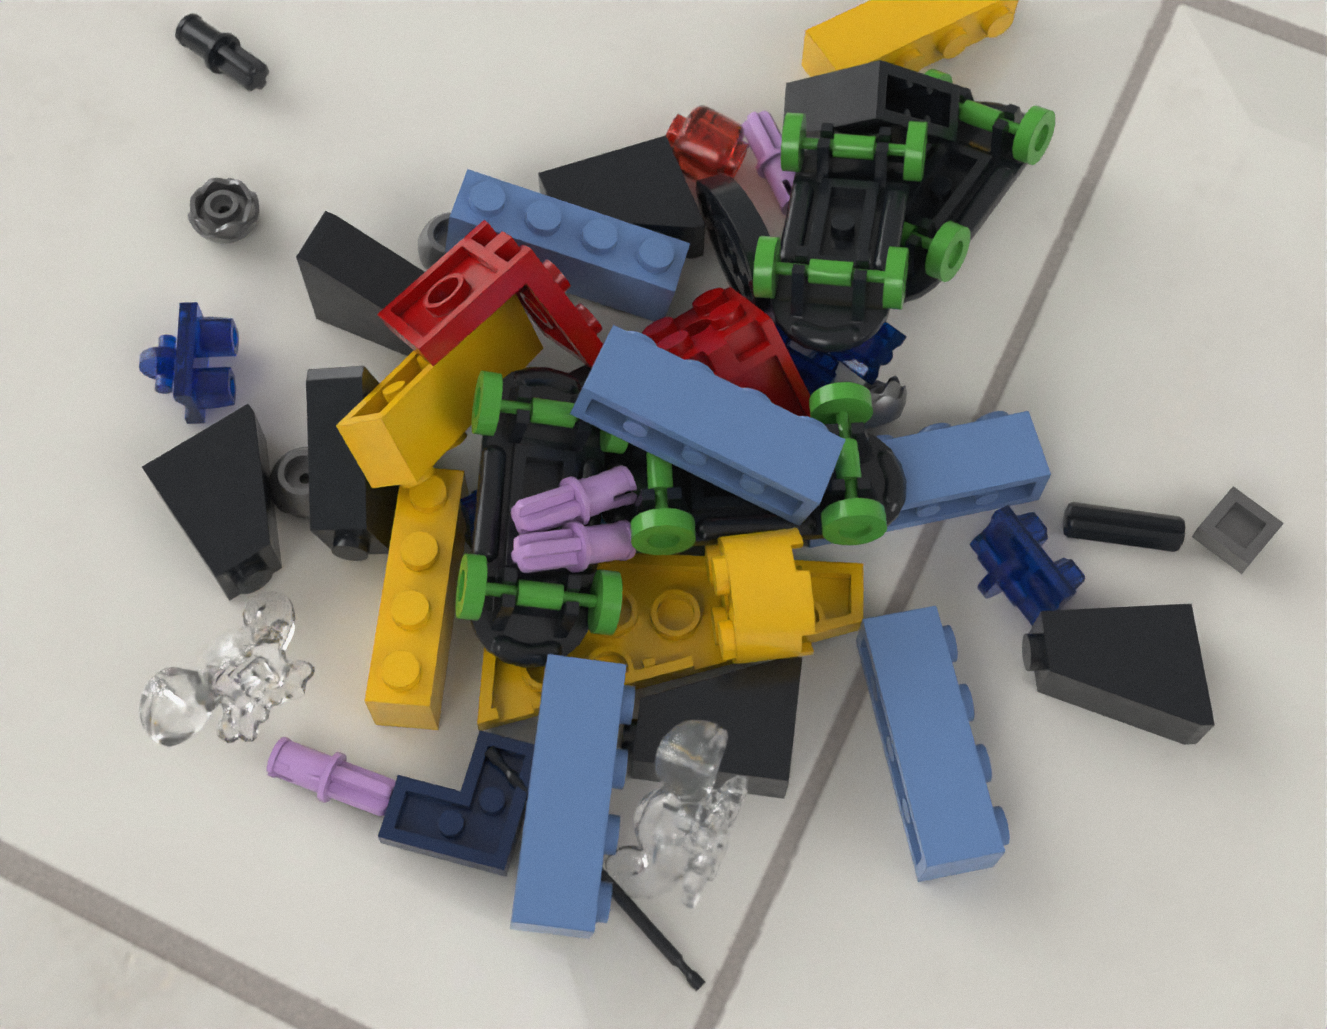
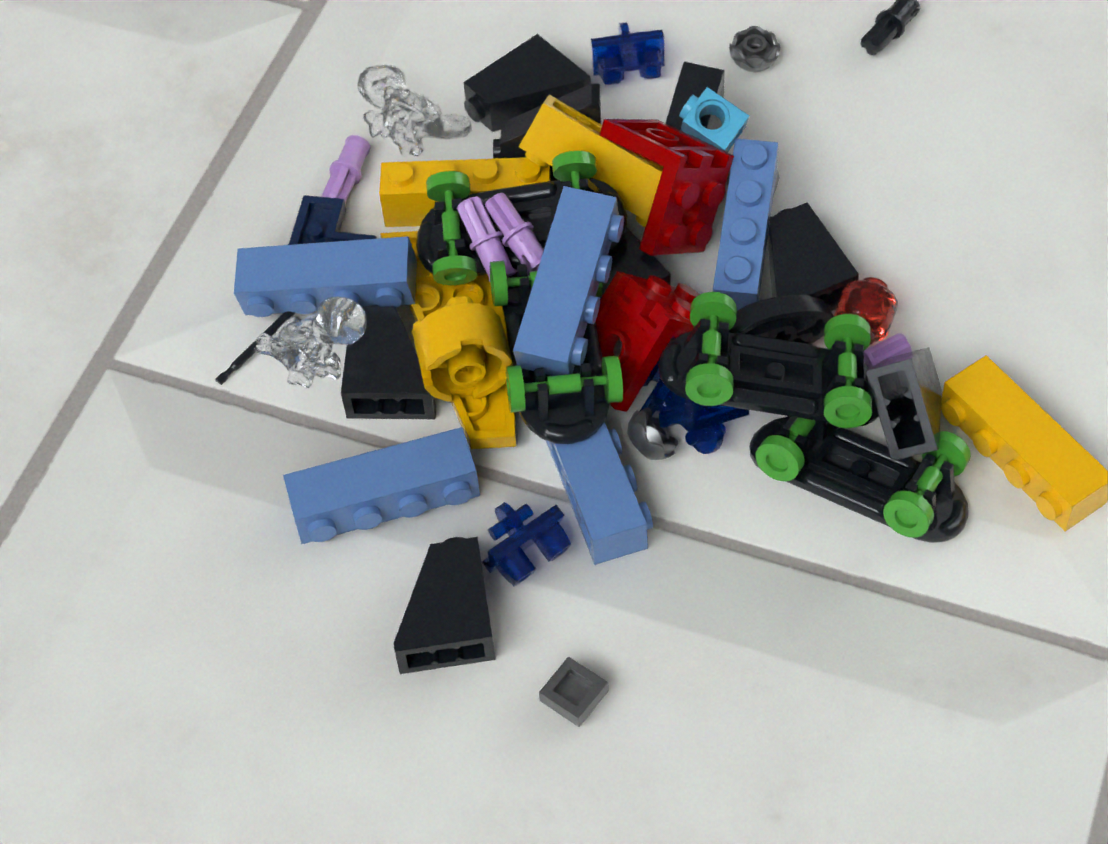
camera: 90 degrees right, 10 degrees down
(416, 236) = (731, 117): none -> medium azure brick
(1123, 526) = (571, 615): black axle -> none

